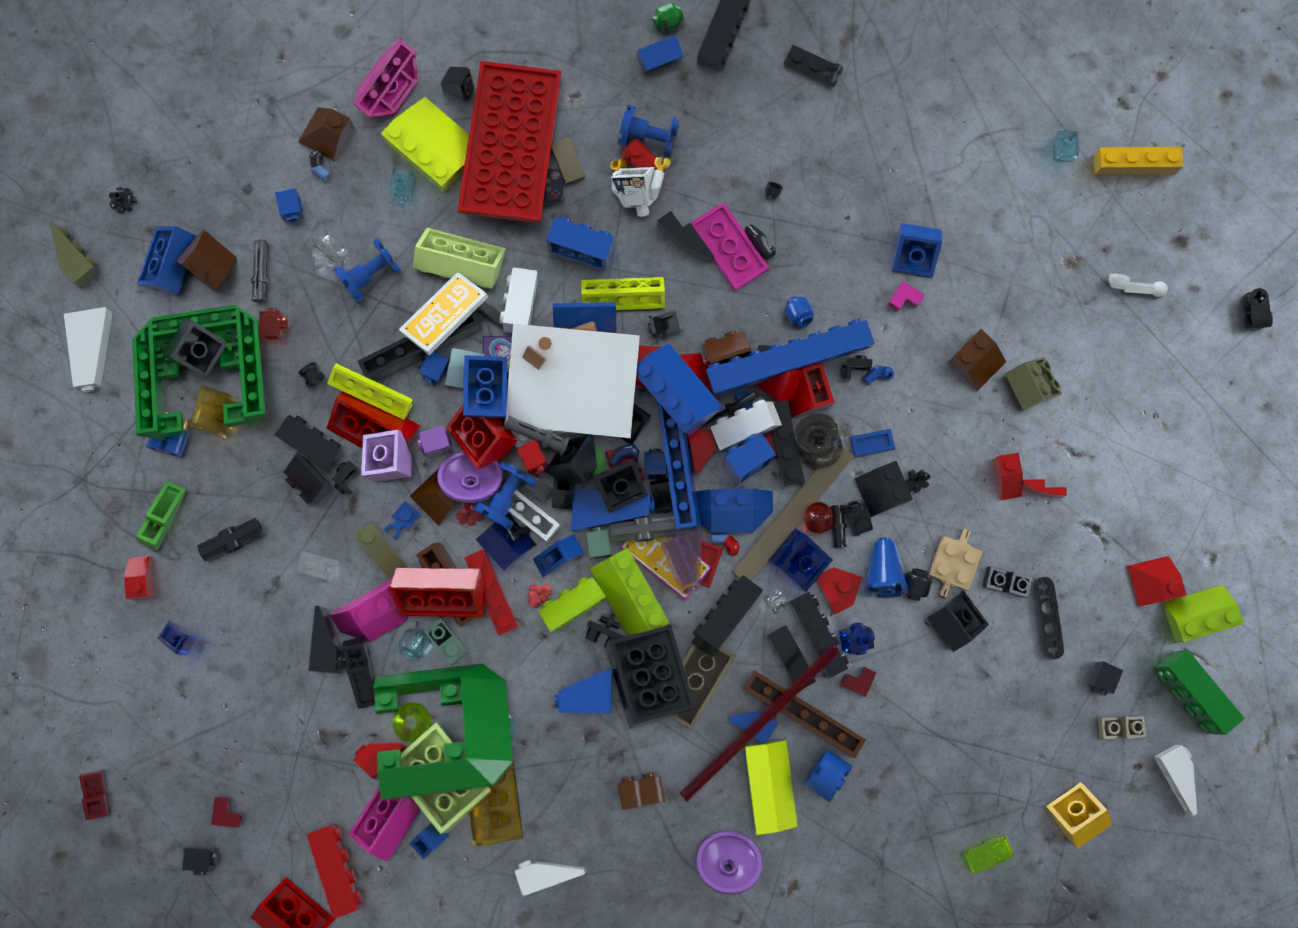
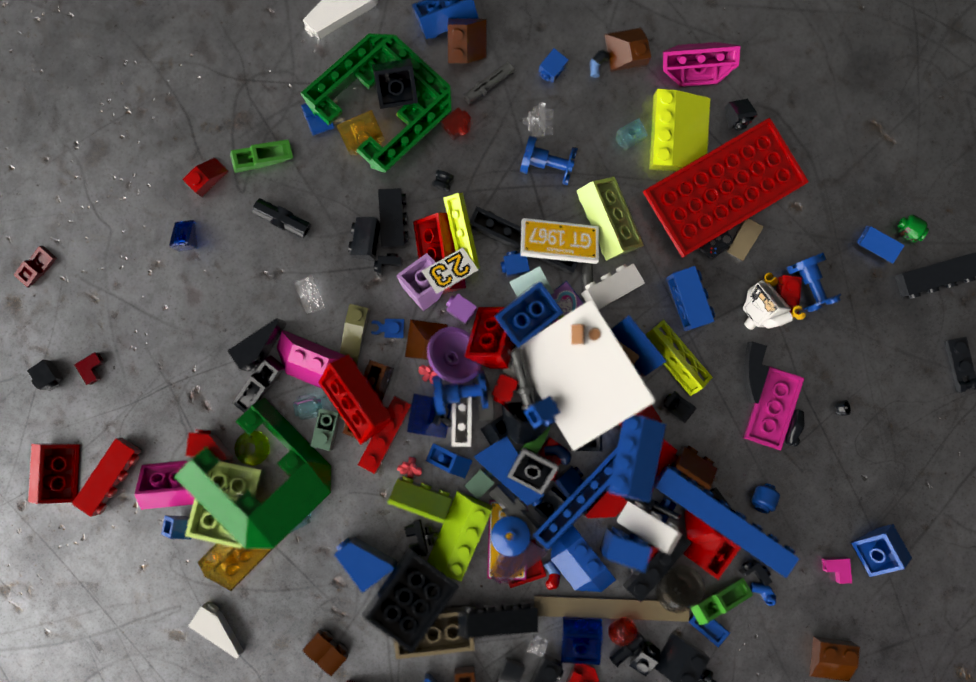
camera: 55 degrees right, 5 degrees up
(394, 425) = (449, 270): none -> sticker
(576, 437) = (542, 412): none -> blue brick
(672, 551) = (520, 533): none -> blue dish
(857, 415) = (721, 601): none -> bright green slope

